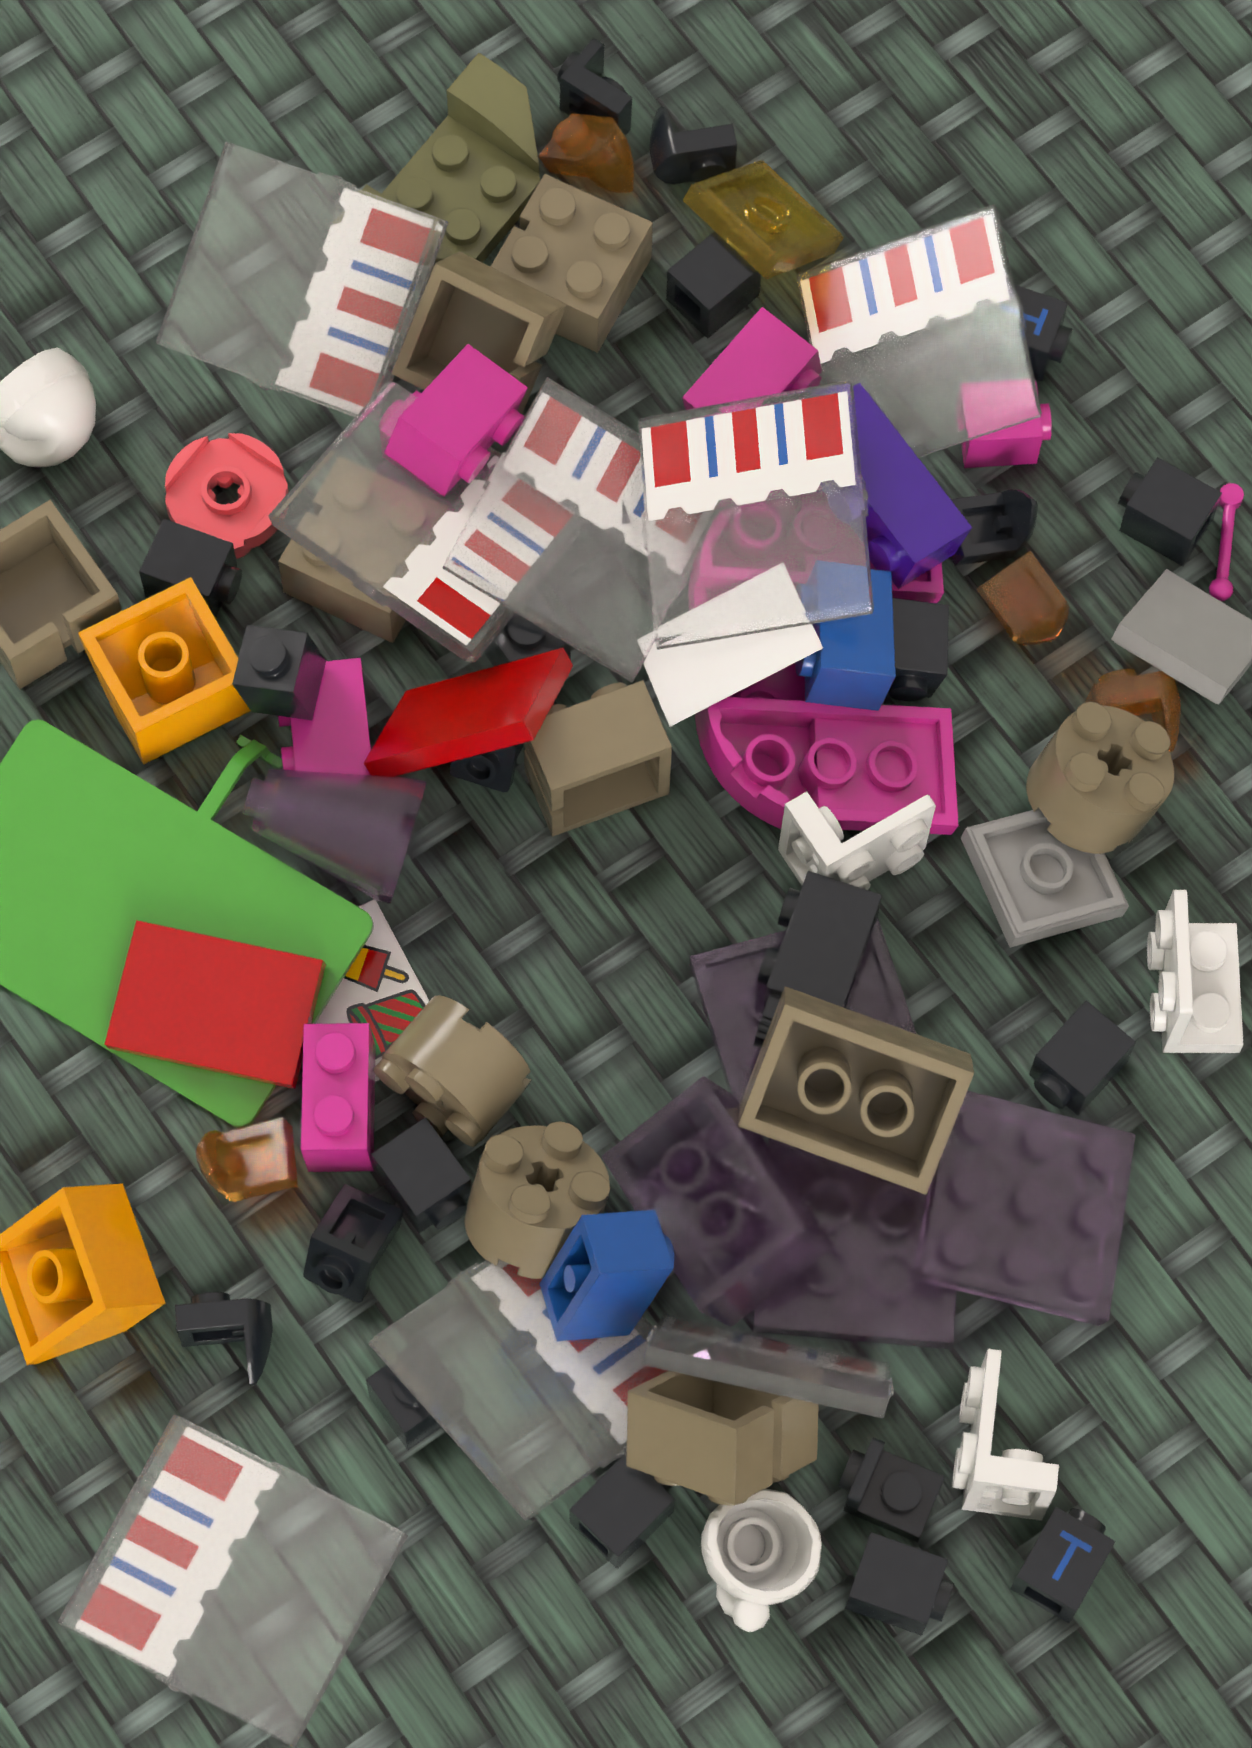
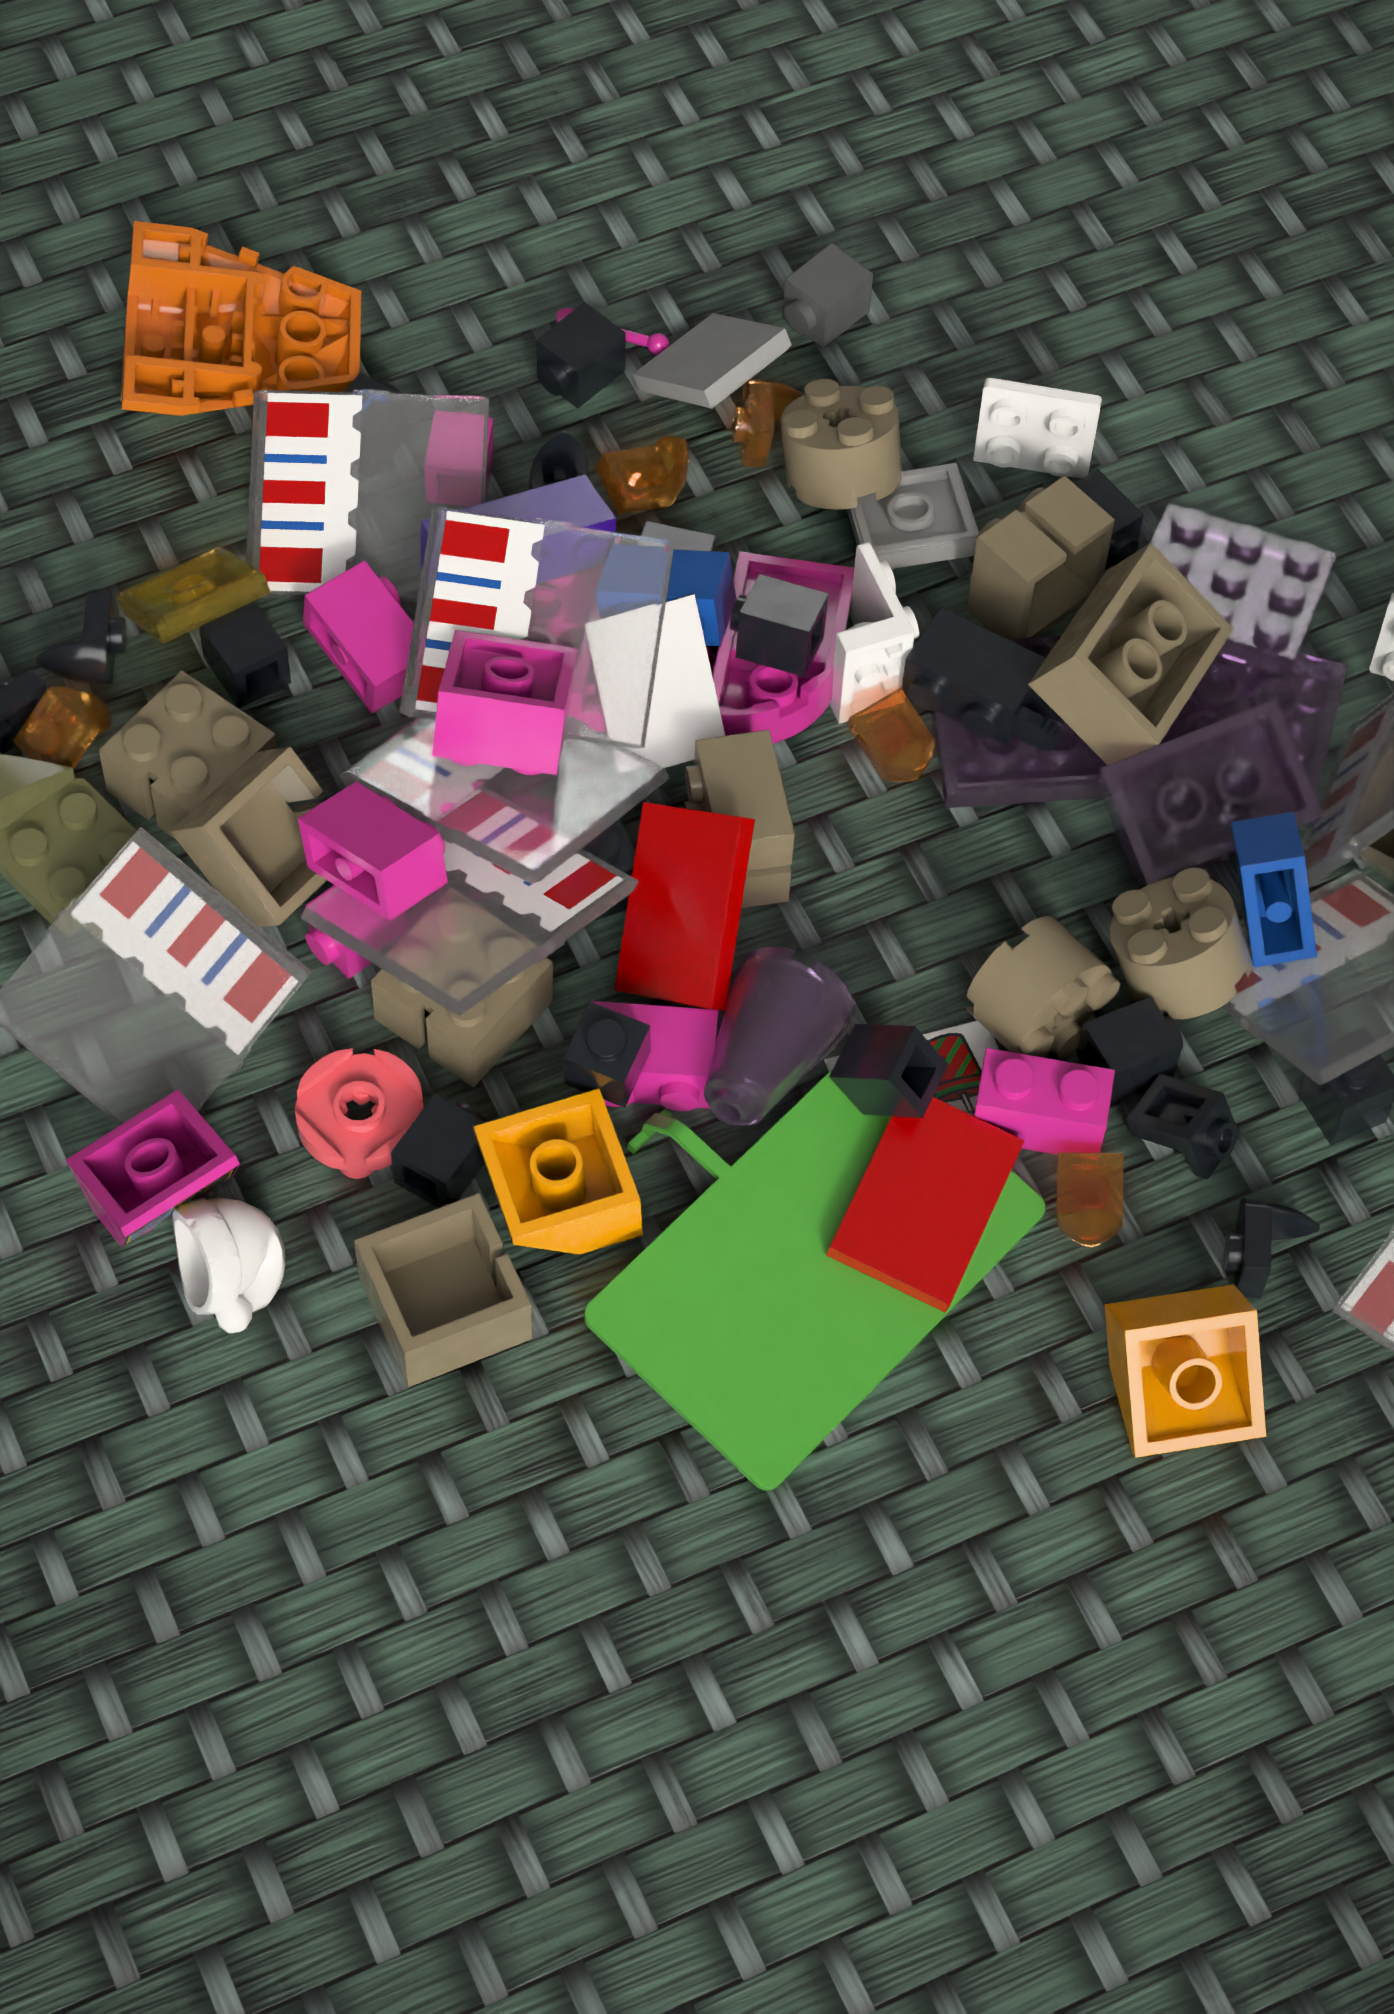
camera: 80 degrees left, 10 degrees down
(107, 326) = (151, 1167): none -> dark pink slope
(317, 932) = (889, 1070): none -> black brick
(650, 497) = (504, 703): none -> dark pink slope
(751, 897) = (894, 737): none -> clear orange plate
(827, 746) = (779, 624): none -> black brick
(990, 996) = (1039, 561): none -> dark tan piece
(1093, 175) = (221, 326): none -> orange wedge

